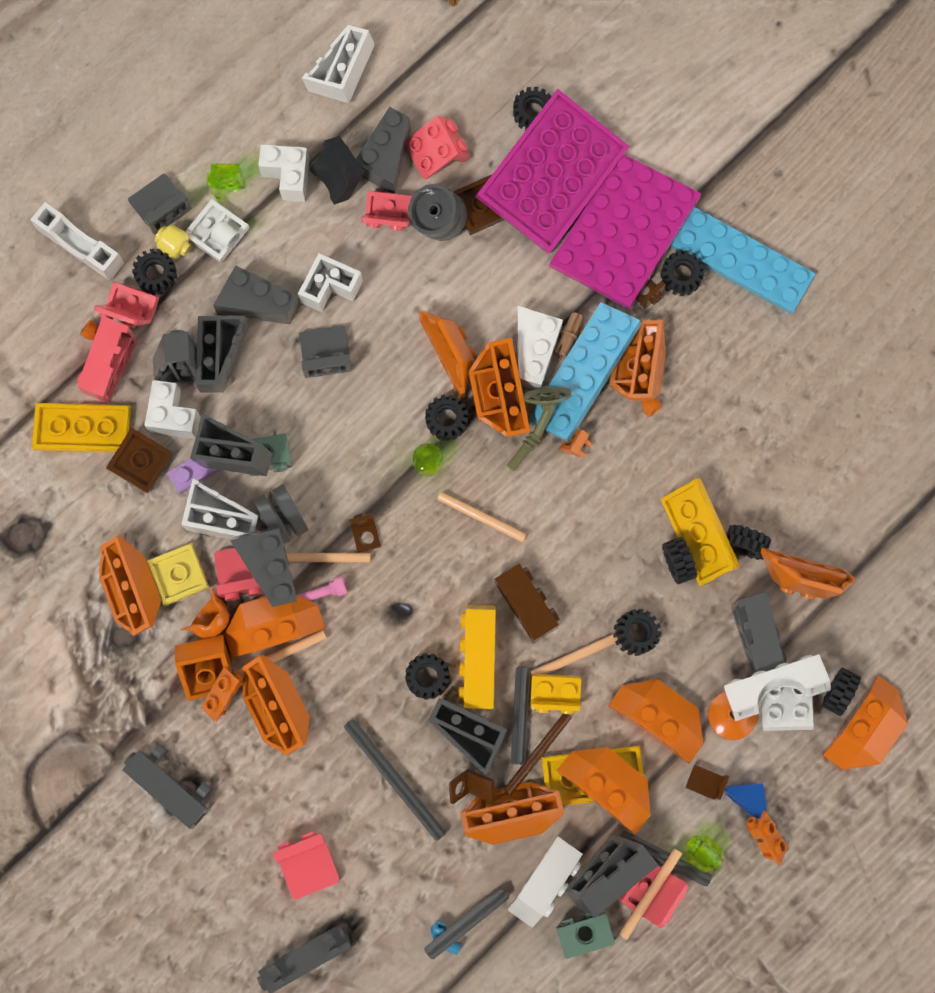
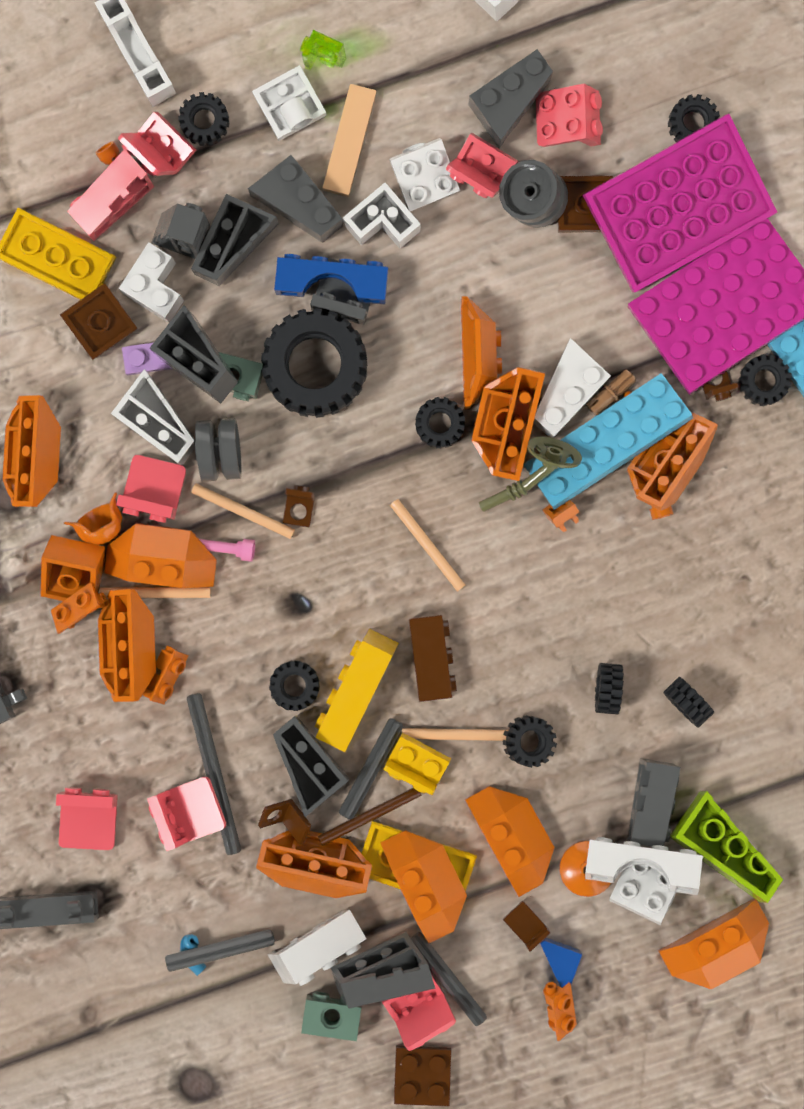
camera: 25 degrees right, 10 degrees up
(159, 203) = (242, 43): dark grey bracket -> none
(173, 241) = (237, 94): light yellow head -> none
(178, 574) = (87, 461): light yellow plate -> none
(268, 563) = (180, 499): dark grey wedge -> none
(276, 238) = (349, 140): none -> light nougat tile
(283, 352) = (297, 275): none -> blue arch
(288, 165) = (401, 68): white brick -> none
(319, 705) = (172, 665): none -> orange hinge
(321, 385) = (309, 326): none -> black tyre
(337, 169) = (448, 95): black brick -> none
(346, 236) = (423, 174): none -> white plate
(387, 820) = (186, 813): none -> bracket
(431, 466) = (398, 470): clear neon green head -> none
(650, 894) = (415, 1008): light nougat bar -> none
(683, 950) = (422, 1076): none -> reddish brown plate
(700, 527) = (645, 668): yellow tile -> none
(704, 853) = (489, 993): clear neon green head -> none
(806, 576) = (733, 767): orange wedge -> none
(836, 644) = (725, 848): none -> lime wedge
(842, 691) = (710, 900): black tyre -> none

